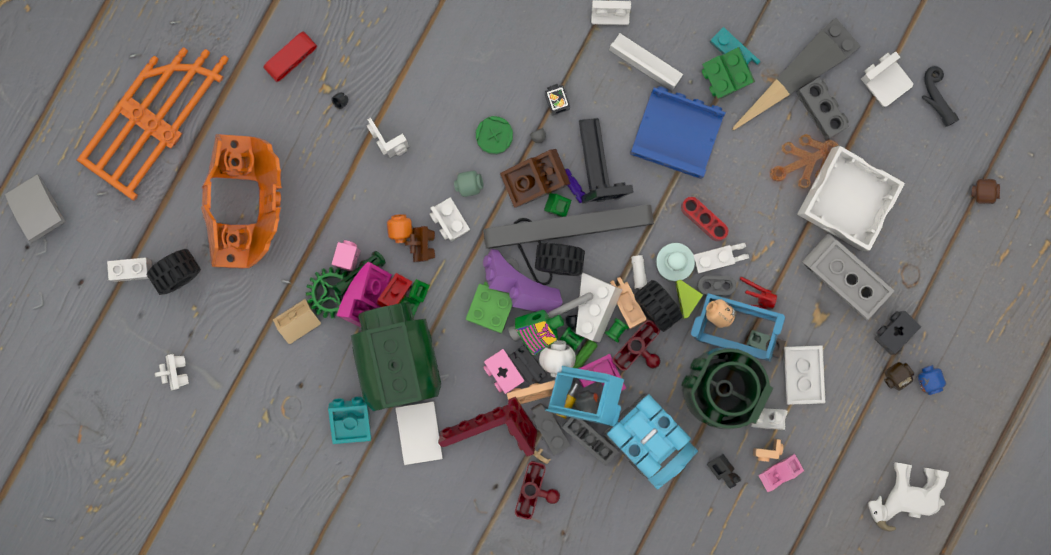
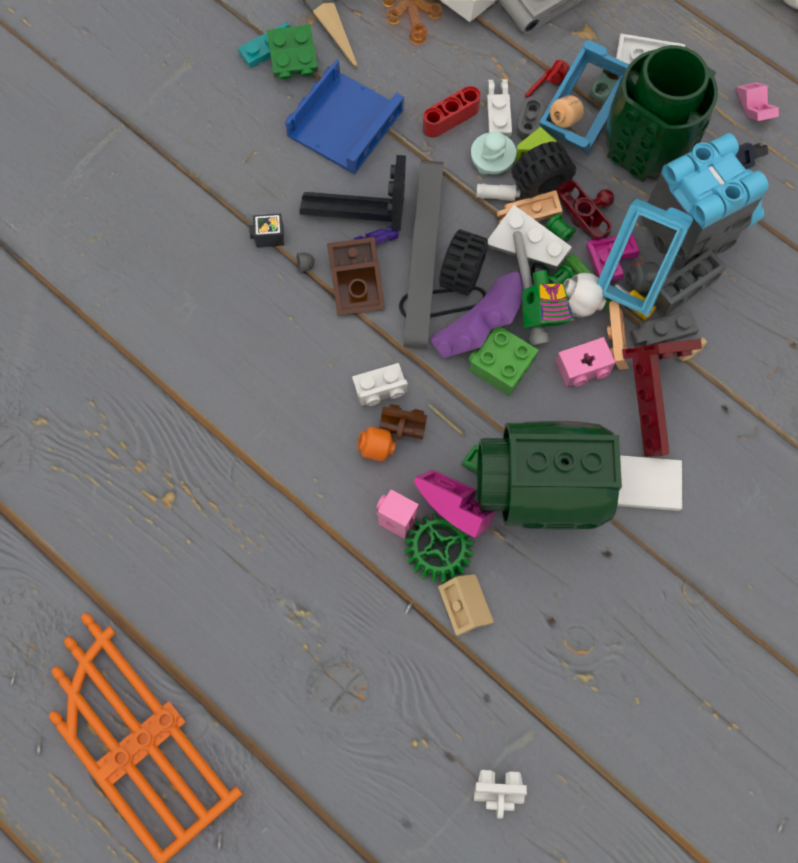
camera: 75 degrees left, 15 degrees down
(128, 269) = (340, 821): white brick -> none
(173, 271) = (360, 753): black tyre -> none
(253, 162) = (260, 585): orange piece -> none
(290, 56) = (112, 530): red beam -> none
(340, 100) = (190, 487): black hinge -> none
(342, 286) = (436, 522): dark green pin -> none
(349, 420) = (612, 562): teal plate -> none
(394, 291) = (458, 467): red plate -> none
(395, 146) = (259, 435): white bracket -> none
(419, 290) = (460, 441): green slope -> none
(468, 183) = (341, 350): sand green head -> none
(494, 135) = (289, 311): green tile -> none
(527, 365) = (583, 333): black hinge -> none
(552, 495) = (748, 363): dark red piece -> none
(557, 205) = (393, 261): green slope -> none
(610, 12) = (182, 151): white bracket -> none
(645, 62) = (252, 132): white panel -> none
(765, 454) = (732, 101): light nougat bracket -> none

